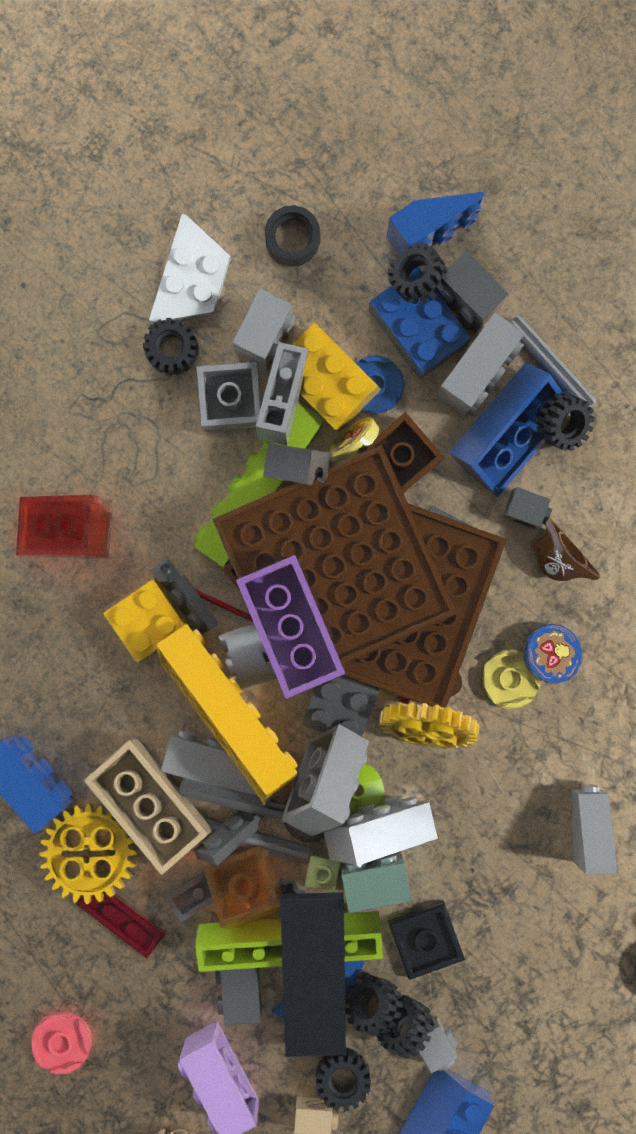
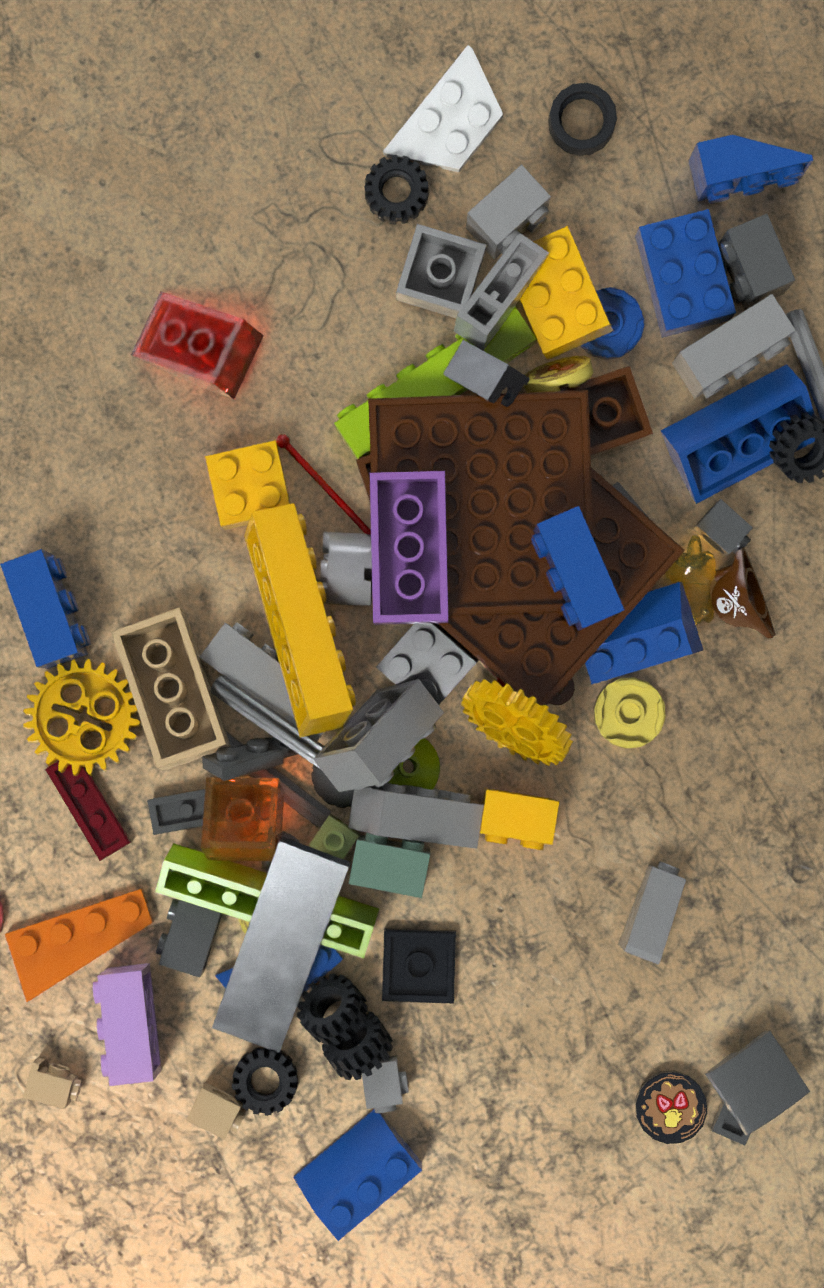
camera: 20 degrees right, 0 degrees up
(146, 1032) = (66, 943): none -> orange wing
(184, 596) = (301, 474): dark grey hinge -> none
(427, 283) = (697, 201): black tyre -> none
(431, 592) = (576, 569): none -> blue brick
(459, 798) = (518, 817): none -> yellow brick
(506, 616) = (651, 634): none -> blue slope
(520, 562) = (696, 572): none -> clear yellow animal
(552, 654) = (687, 702): tile -> none

